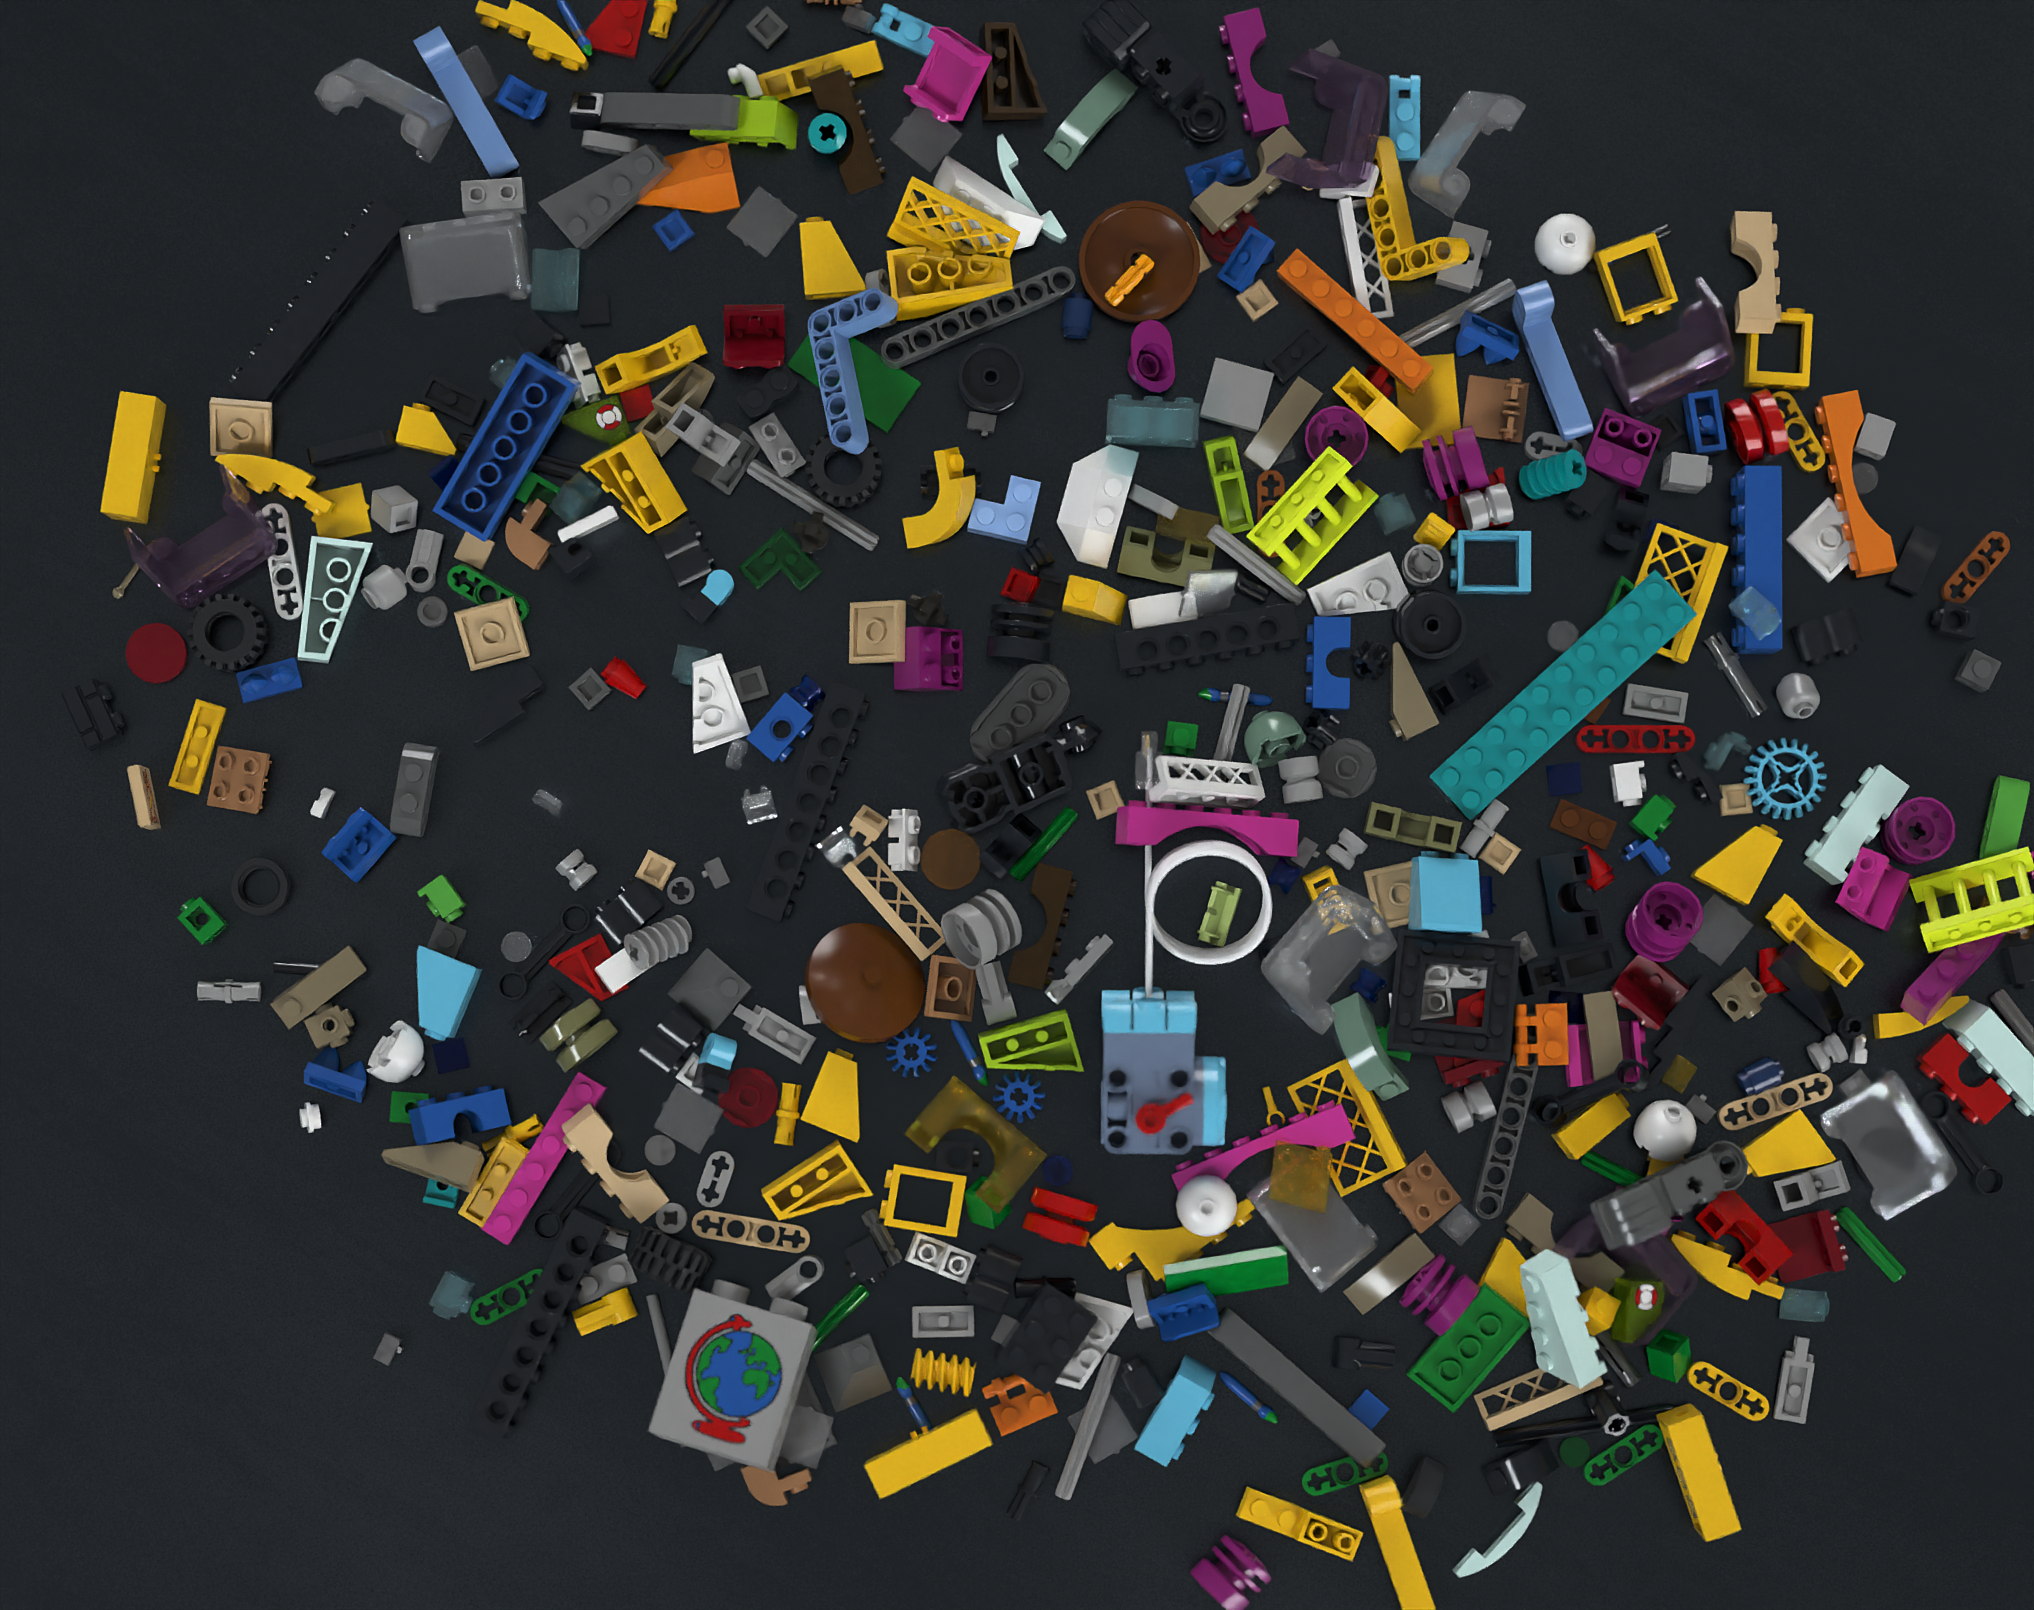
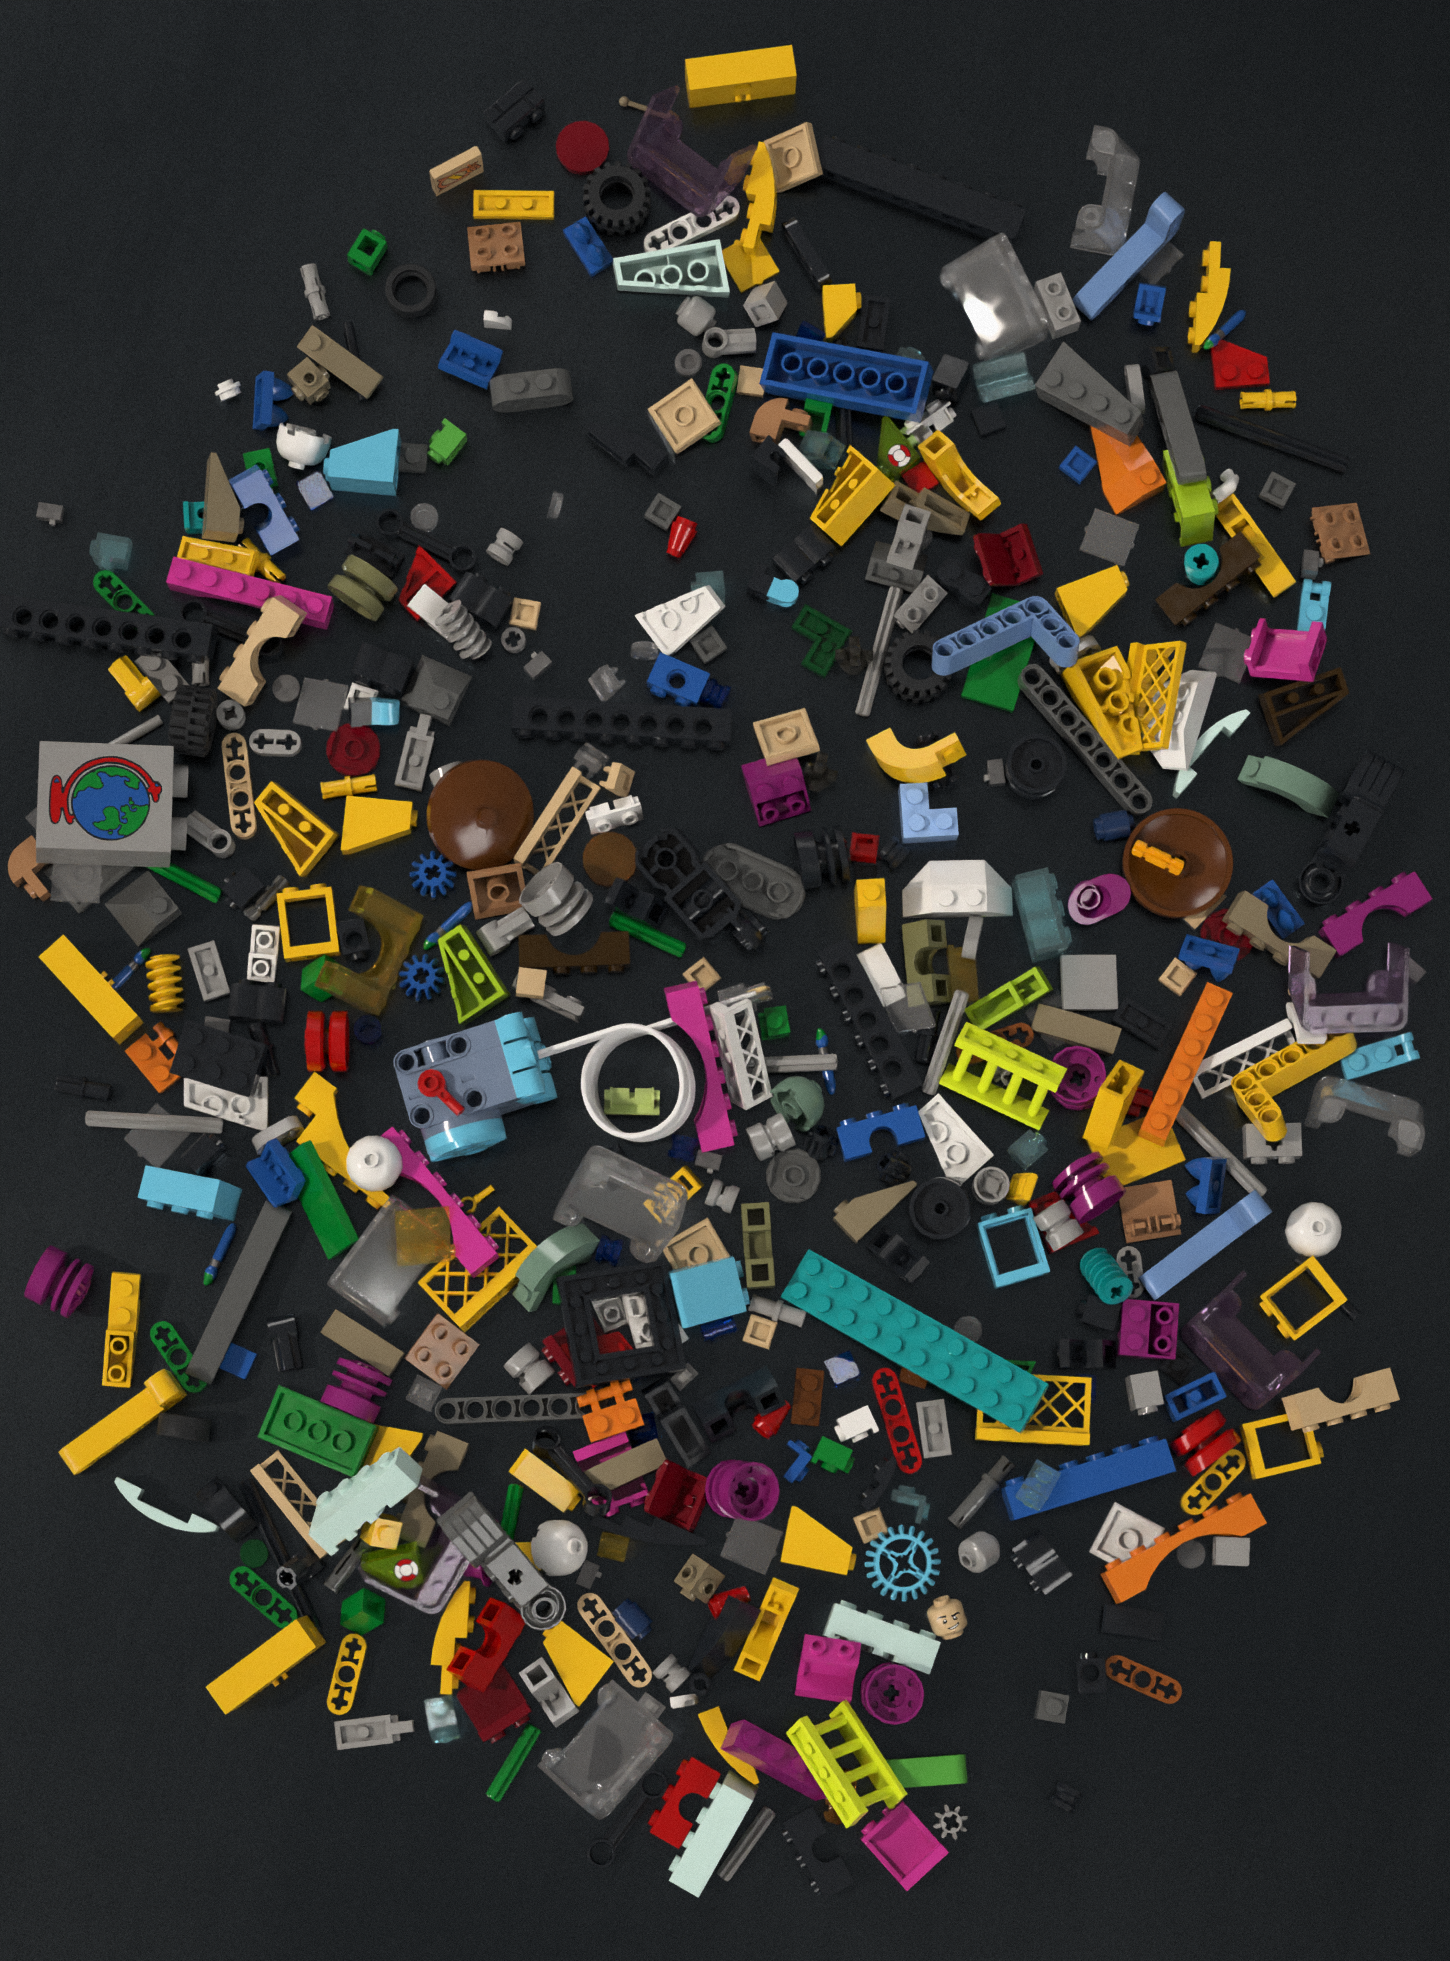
camera: 75 degrees right, 5 degrees down
(1063, 982) = (531, 983): none -> tan tile
(1855, 750) = (947, 1617): none -> tan head

